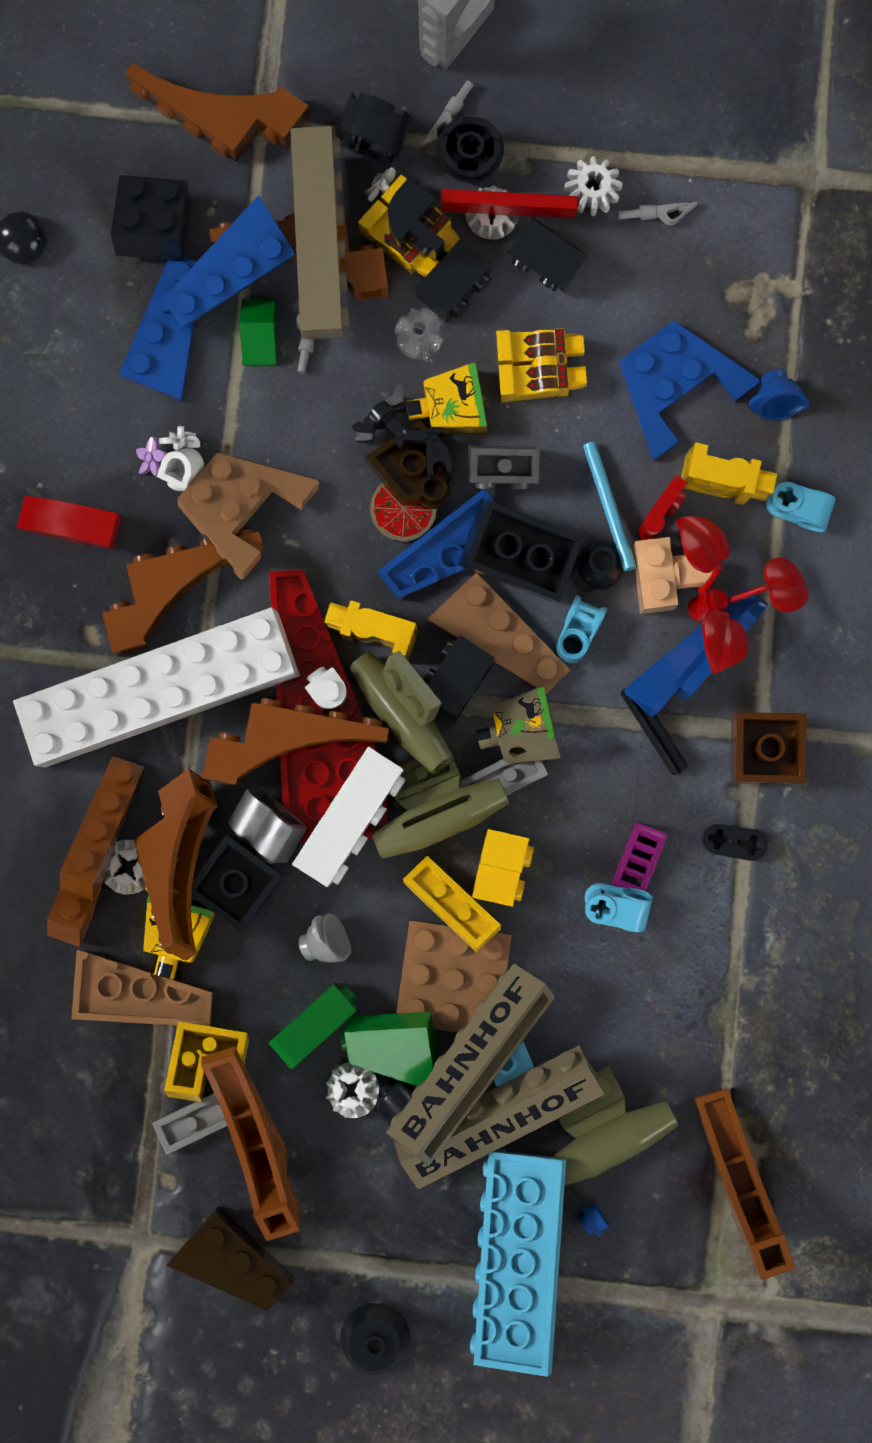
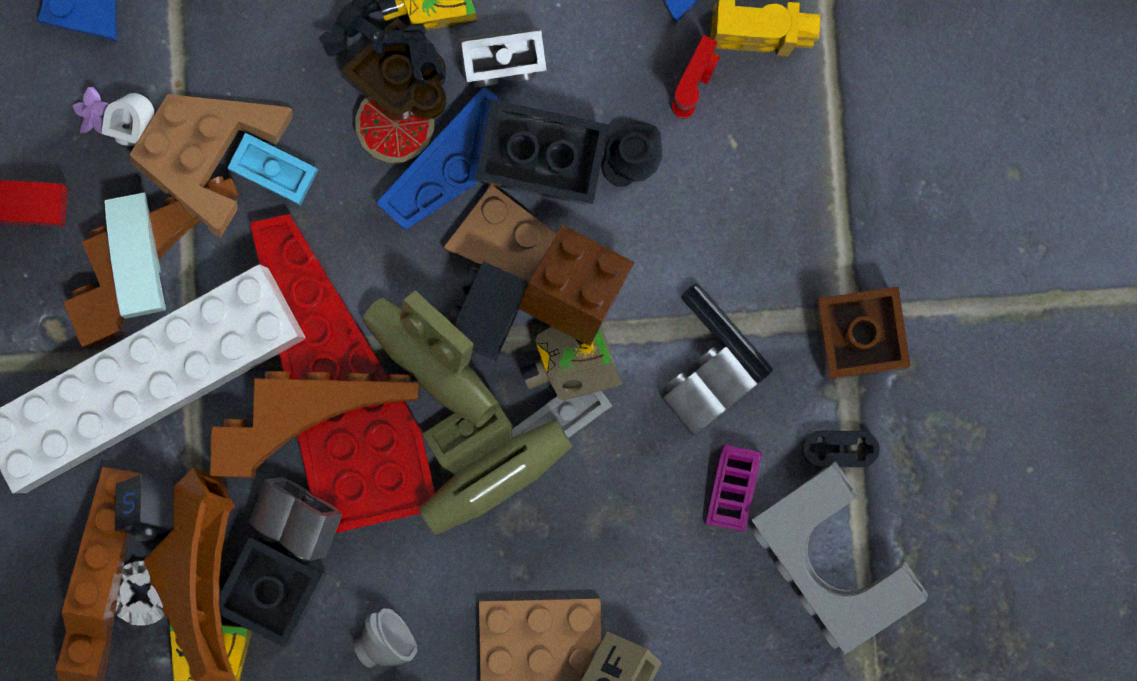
camera: 15 degrees left, 0 degrees up
(142, 795) = (144, 507): none -> black brick
(167, 583) = (134, 256): none -> light aqua slope
(181, 439) = (123, 85): white plant -> none
(295, 529) = (272, 169): none -> medium azure plate
(327, 689) = (339, 348): white plate -> none
(348, 818) = (388, 494): white brick -> none
(372, 627) = (381, 269): yellow hips -> none
(452, 904) = (525, 574): yellow plate -> none
(500, 868) = (575, 523): yellow brick -> none
(534, 668) = (576, 285): none -> reddish brown brick
(580, 624) = (624, 223): medium azure piece -> none
(609, 506) = (633, 83): medium azure bar -> none
(622, 906) = (722, 545): medium azure piece -> none
(630, 775) = (708, 390): none -> flat silver brick
(662, 574) = (707, 152): light nougat brick -> none
(686, 664) = (762, 239): blue wedge -> none
(718, 983) = (847, 614): none -> light grey arch
(725, 638) = (789, 215): red plant -> none
(806, 506) = (861, 47): medium azure piece -> none

